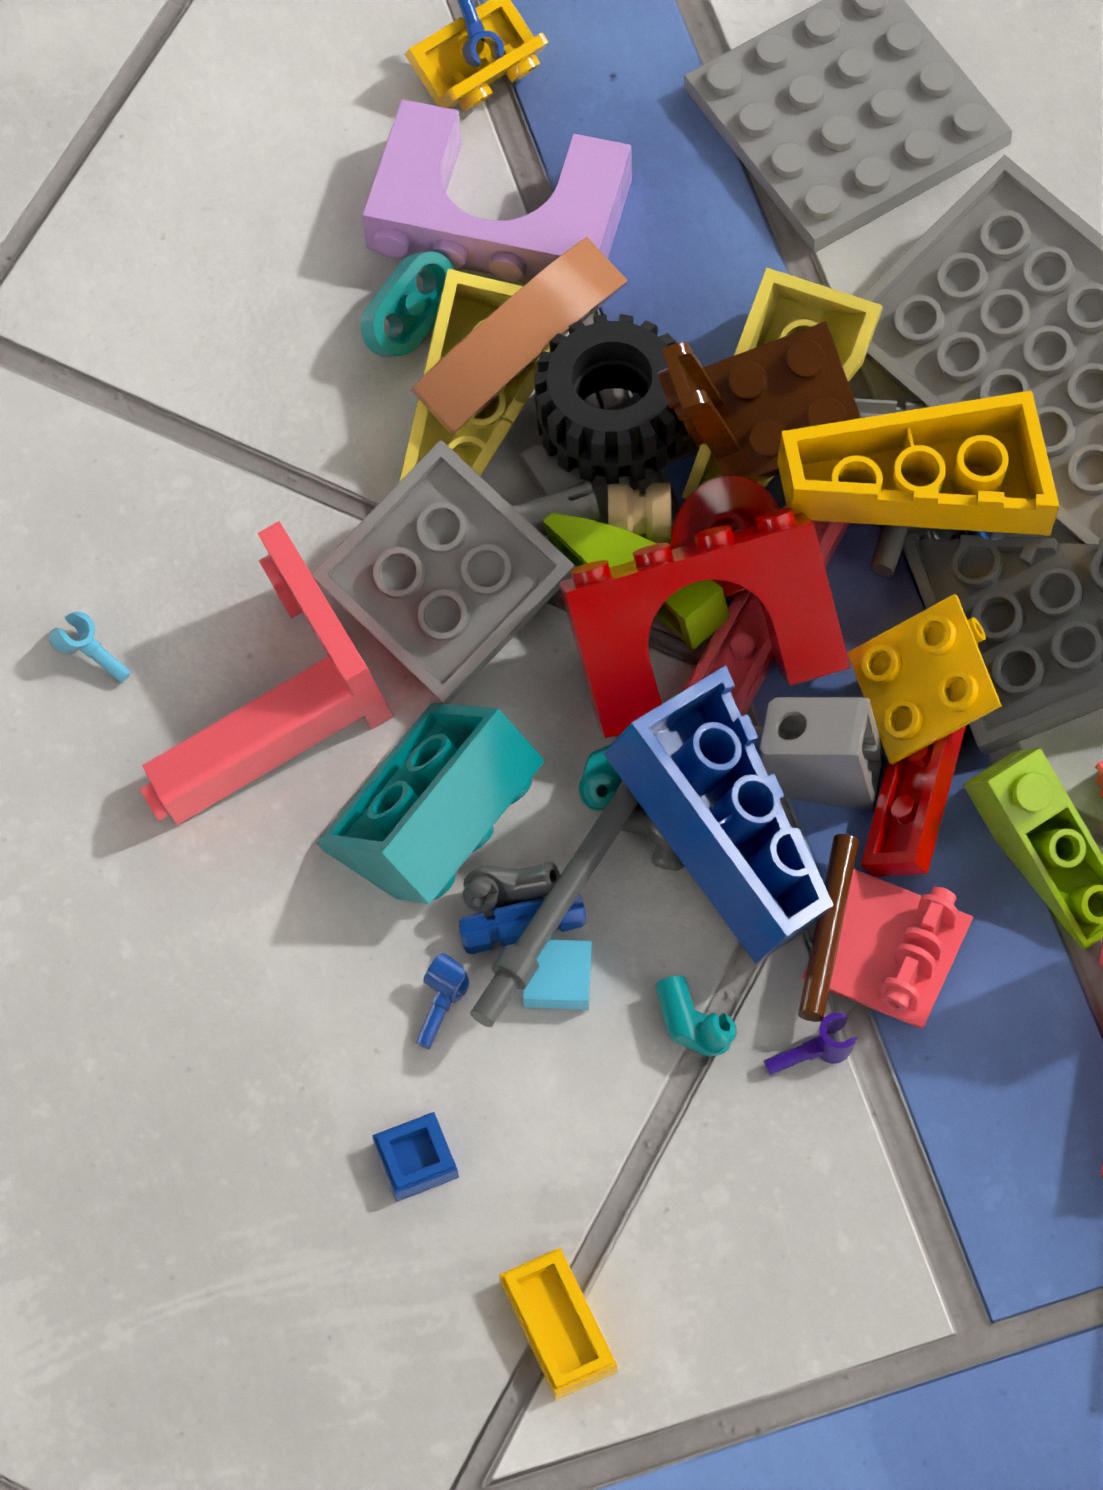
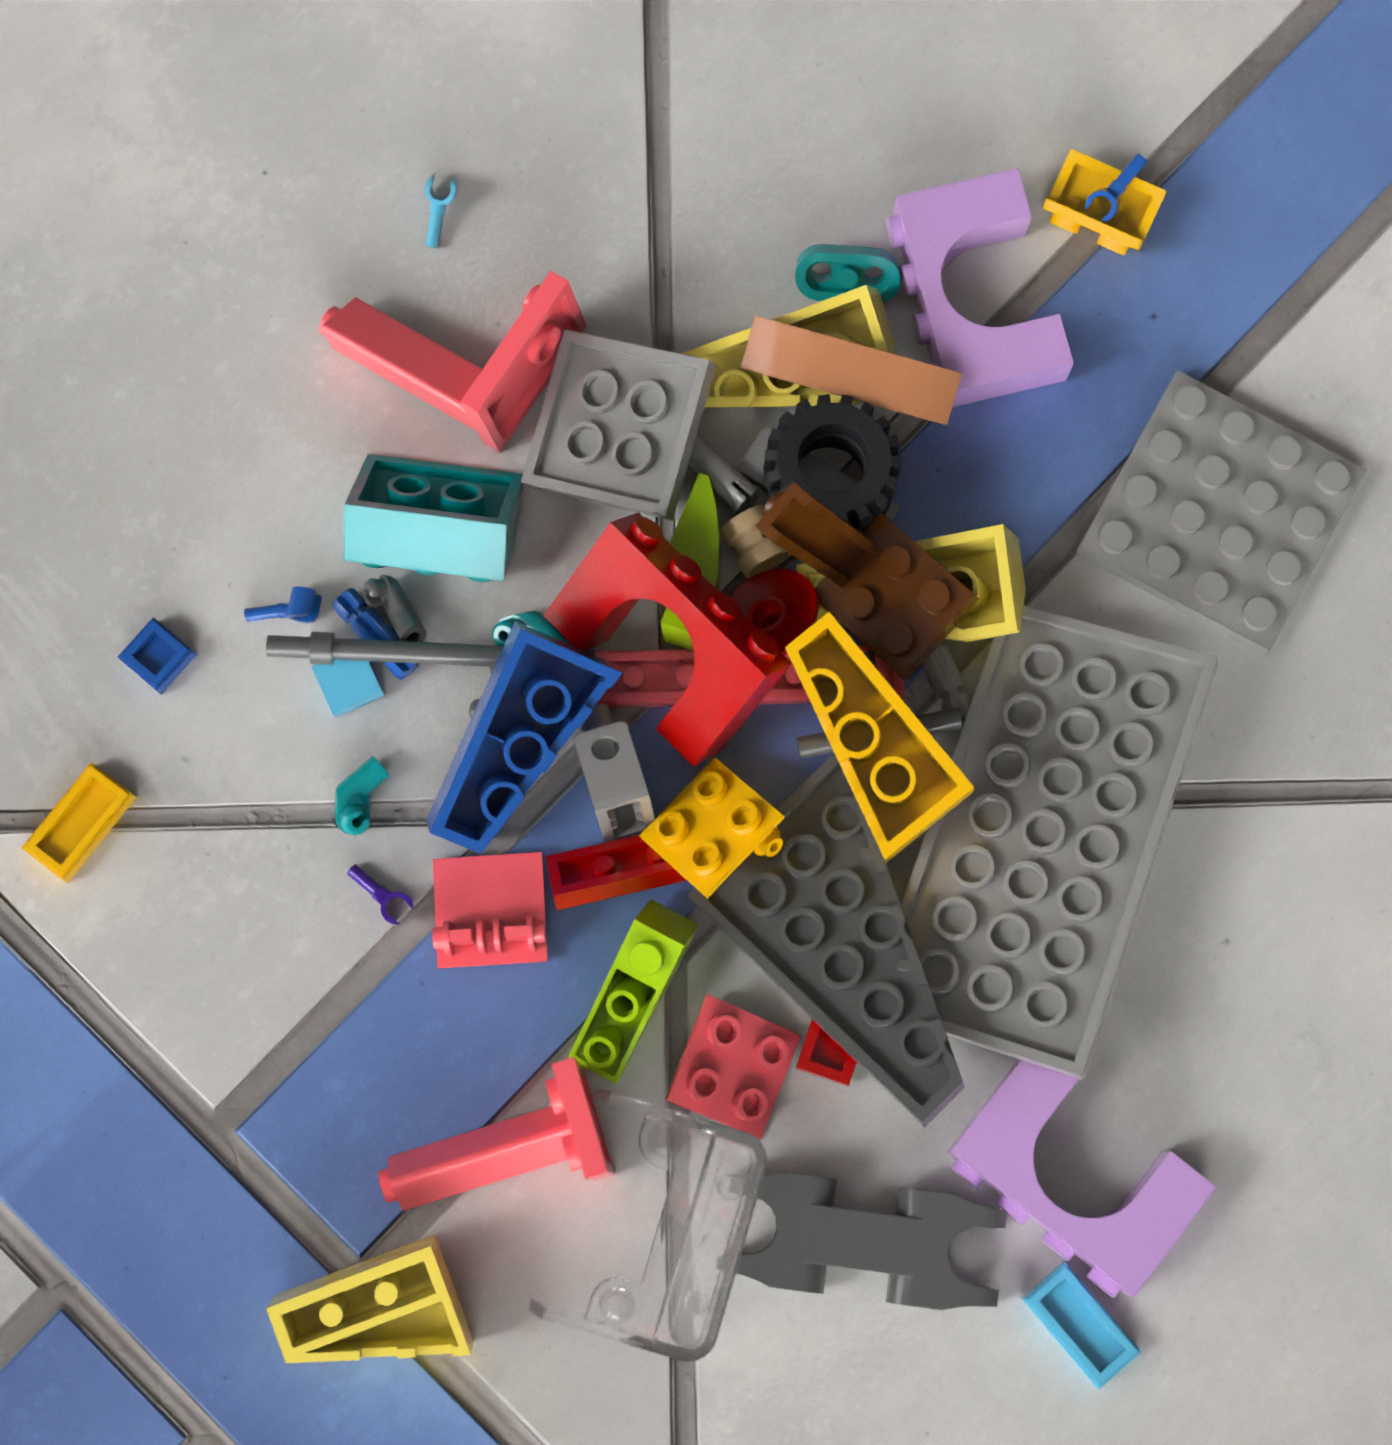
camera: 60 degrees right, 15 degrees up
(828, 929) = (472, 861): reddish brown bar -> none

